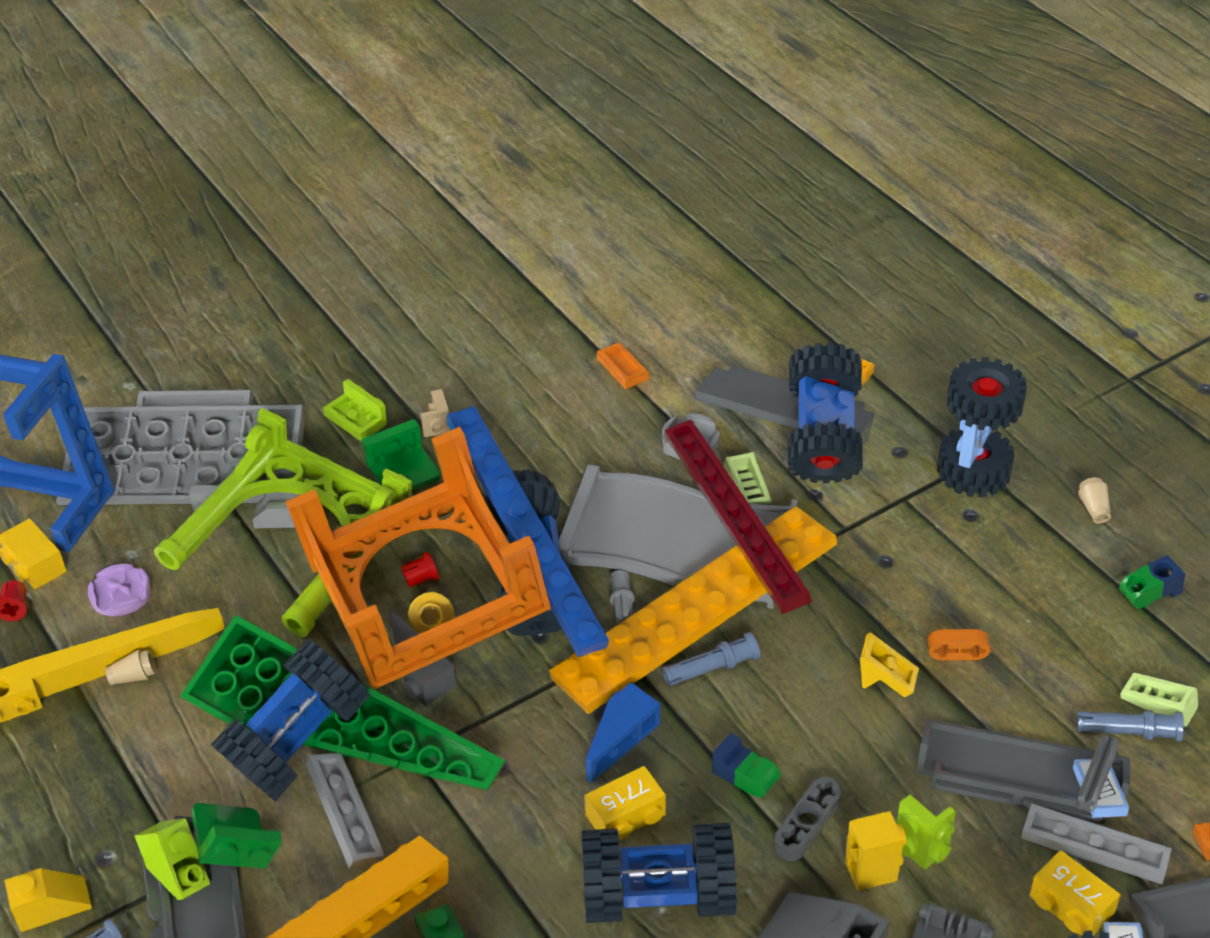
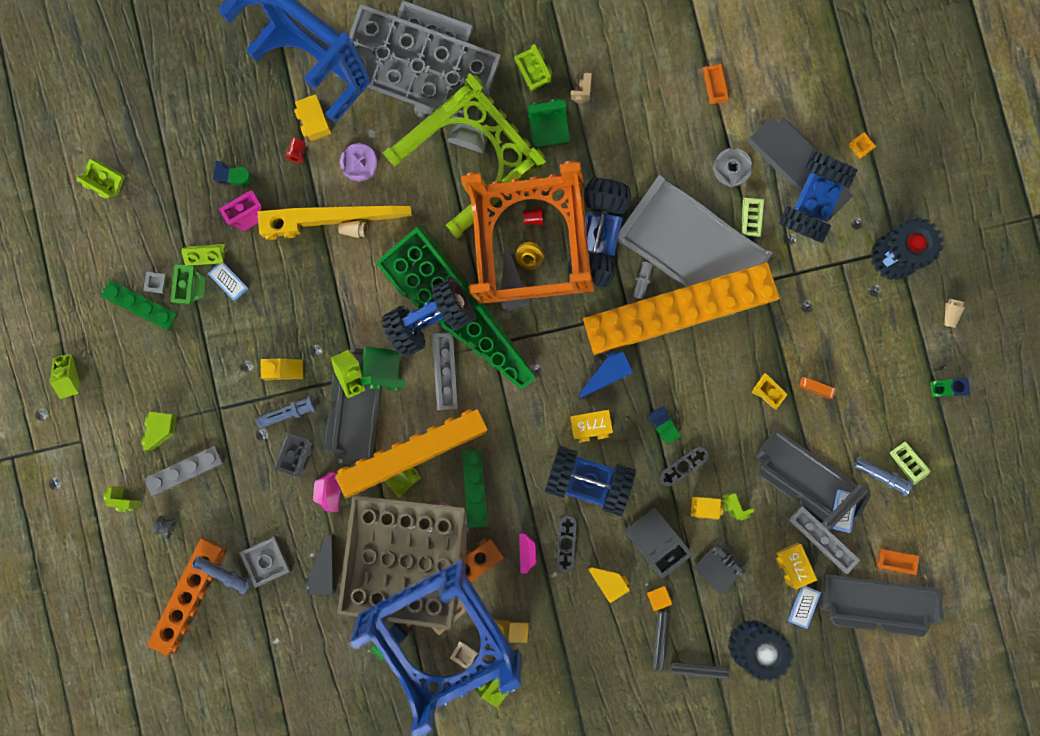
camera: 20 degrees right, 40 degrees up
(521, 521) = (598, 229): blue plate -> none
(725, 656) = (685, 345): sand blue pin -> none
(738, 518) = (728, 257): dark red plate -> none

